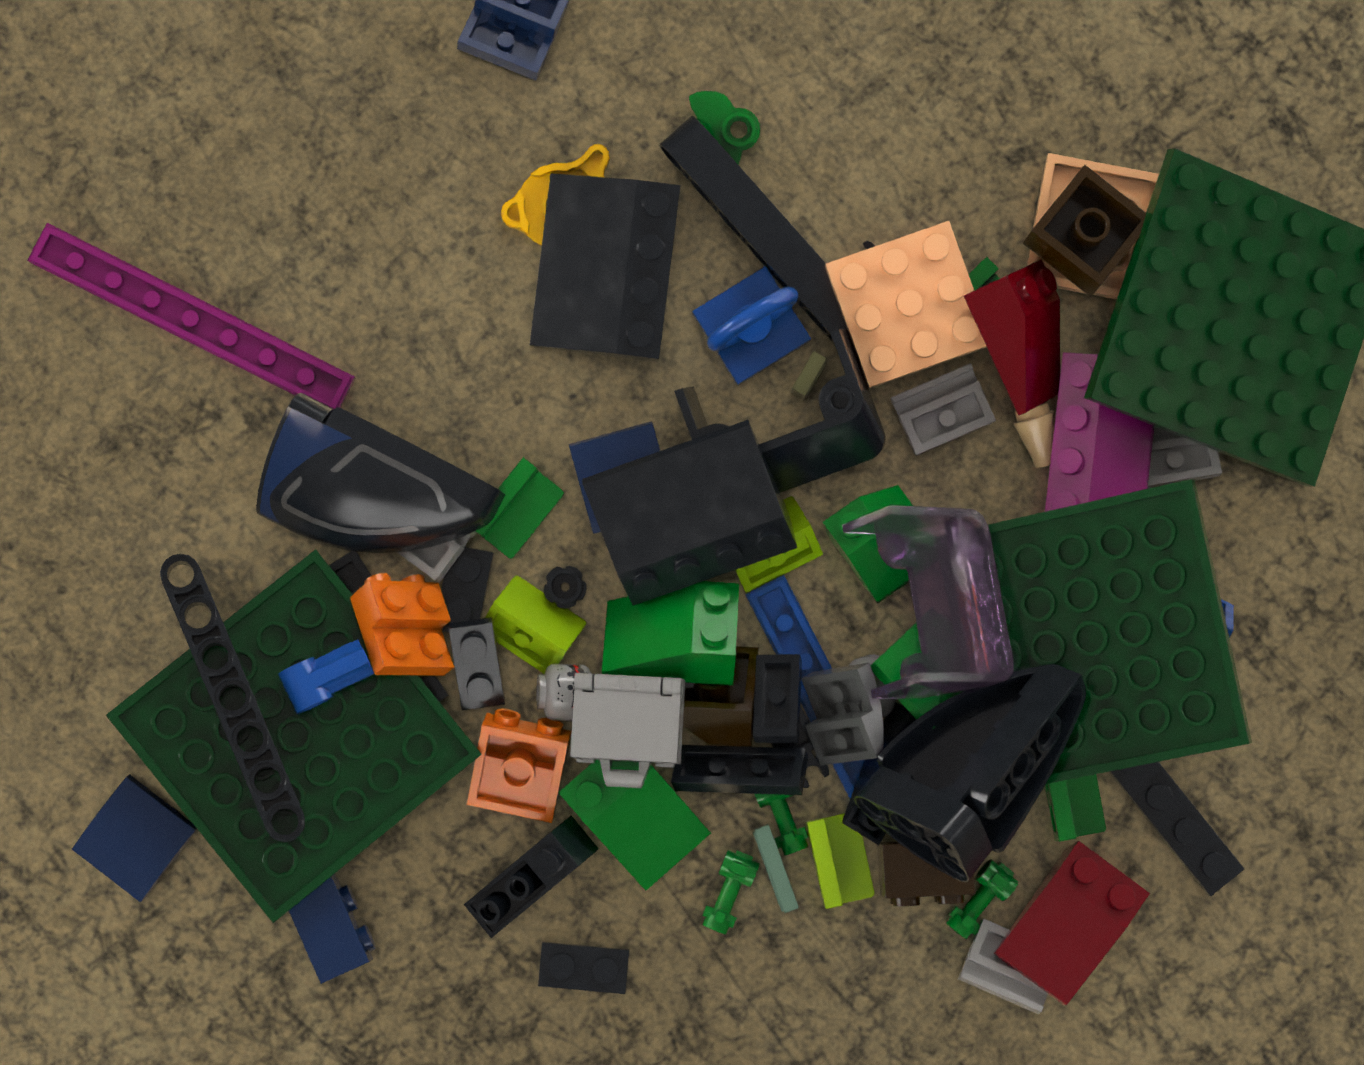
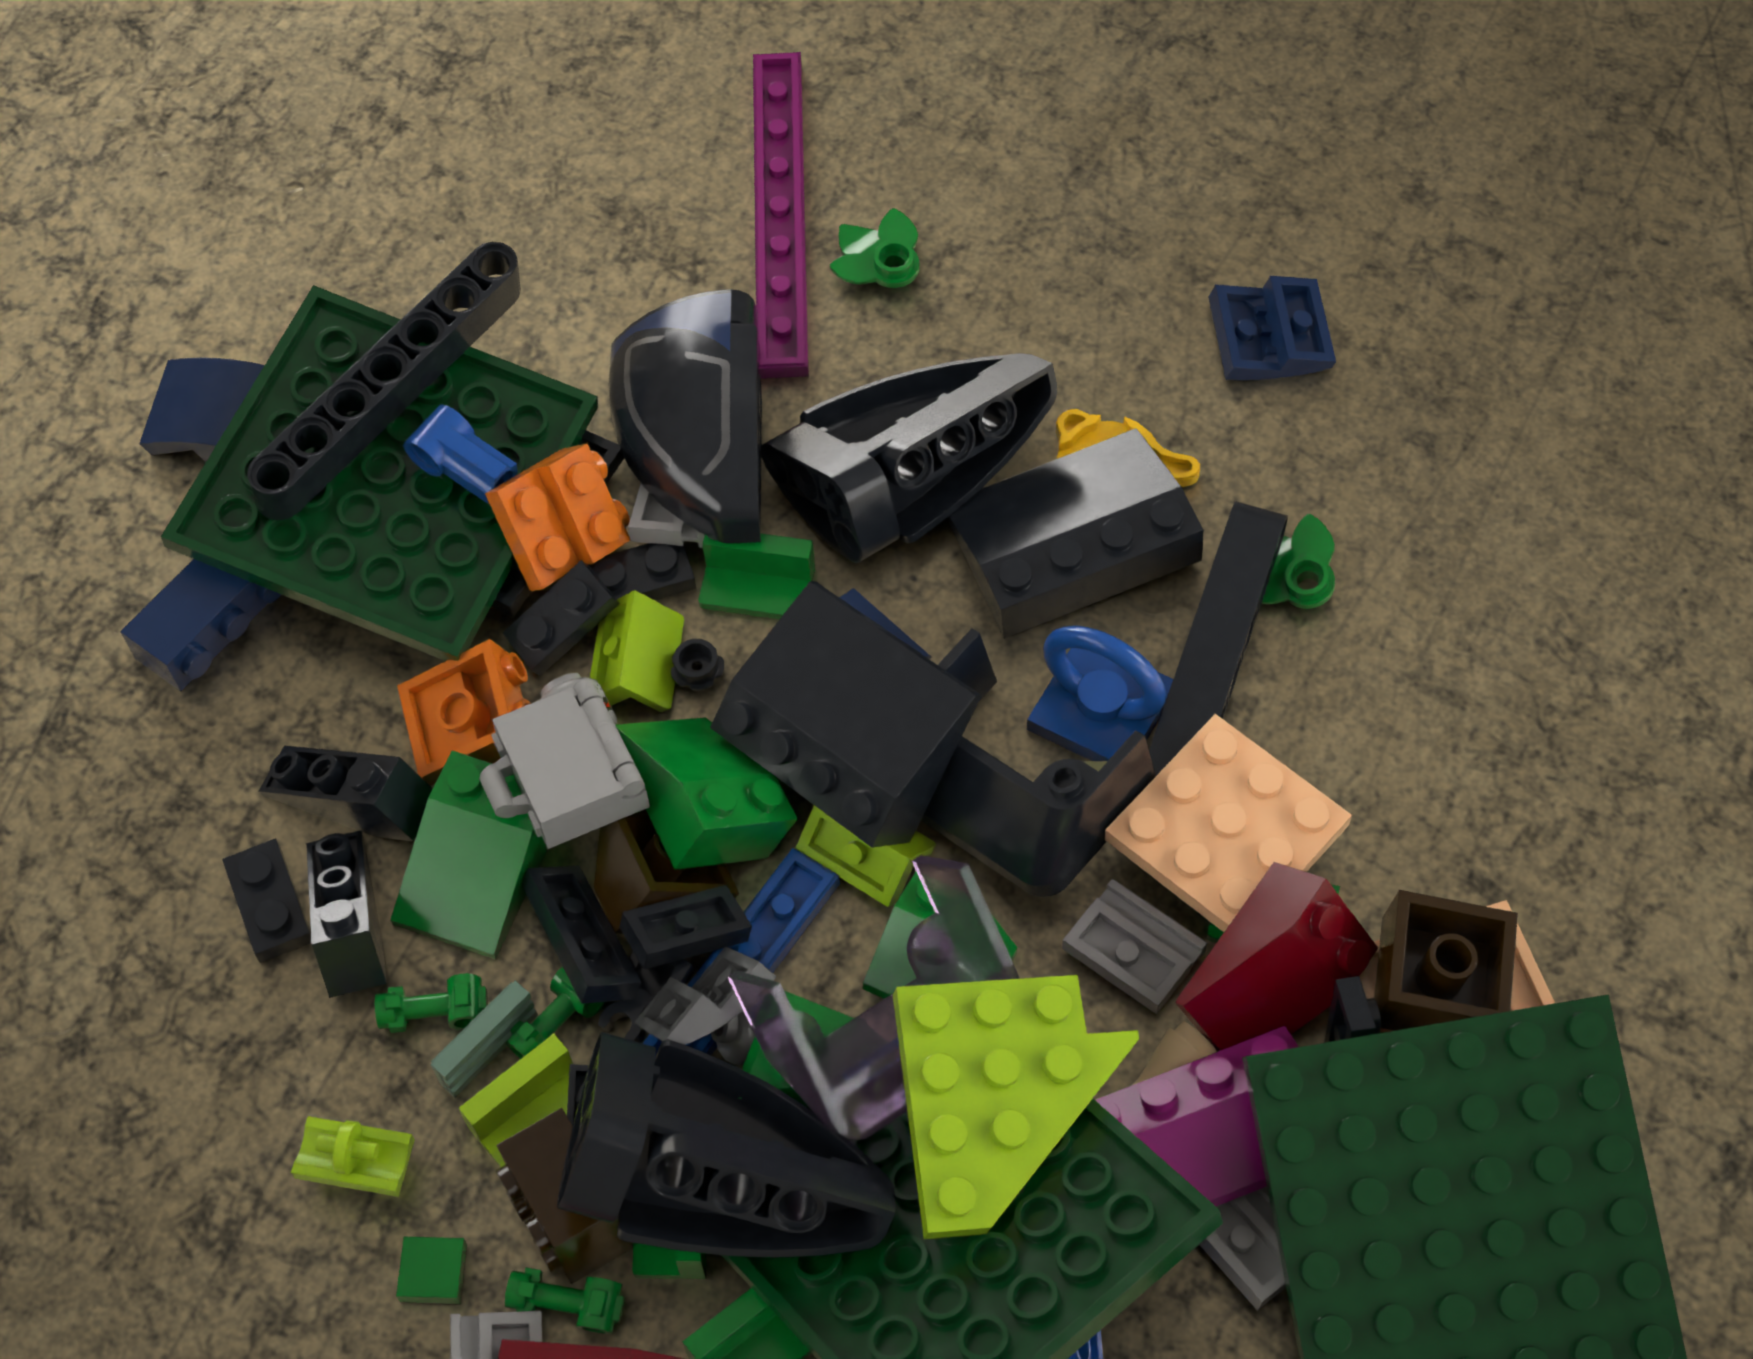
camera: 65 degrees right, 25 degrees down
(271, 269) = (872, 253): none -> green plate
(477, 345) = (908, 448): none -> black panel
(625, 919) = (344, 914): none -> black slope
(816, 991) = (353, 1156): none -> lime hips
(913, 974) = (431, 1270): none -> green tile
(1030, 567) = (993, 1088): none -> lime wing
(1089, 312) = (1351, 1012): none -> black plate

